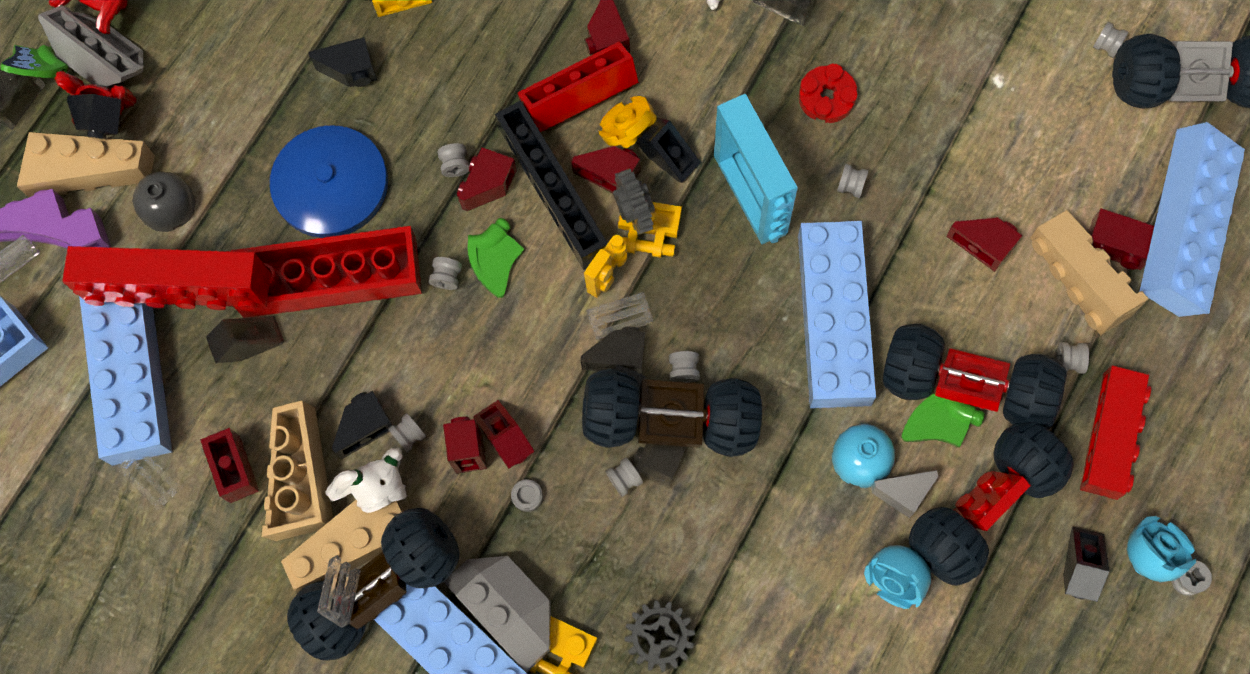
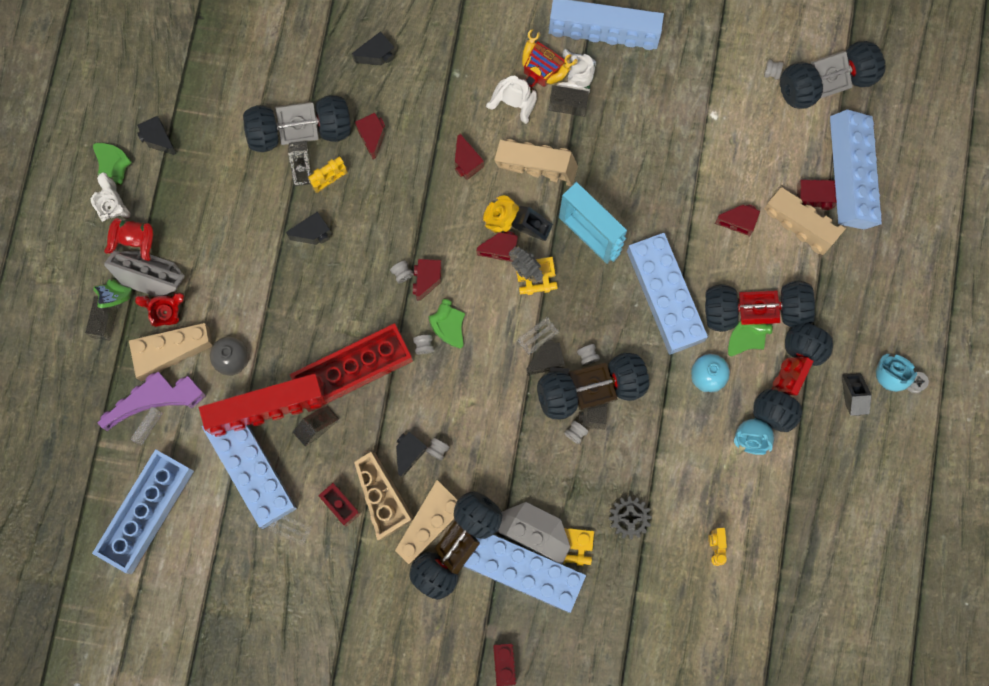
camera: 25 degrees left, 5 degrees up
(95, 114) = (169, 316): black slope -> none
(328, 181) = (327, 309): blue dish -> none
(343, 594) = (438, 556): clear tile -> none
(366, 486) = (430, 488): white hair -> none
(464, 445) = (477, 445): dark red brick -> none
(504, 434) = (495, 430): dark red slope -> none
(526, 495) = (522, 462): light grey tile -> none
(551, 183) = (469, 268): black brick -> none
(579, 86) = (462, 201): red brick -> none
(600, 271) = (520, 312): yellow plate -> none
(707, 62) = (537, 160): none -> tan wedge
(823, 108) = (615, 166): red plate -> none
(852, 180) = (649, 207): light grey wheel -> none
(905, 492) = (742, 387): light grey slope -> none
(1073, 357) = (812, 274): light grey wheel -> none
(1115, 433) = (849, 312): red brick -> none

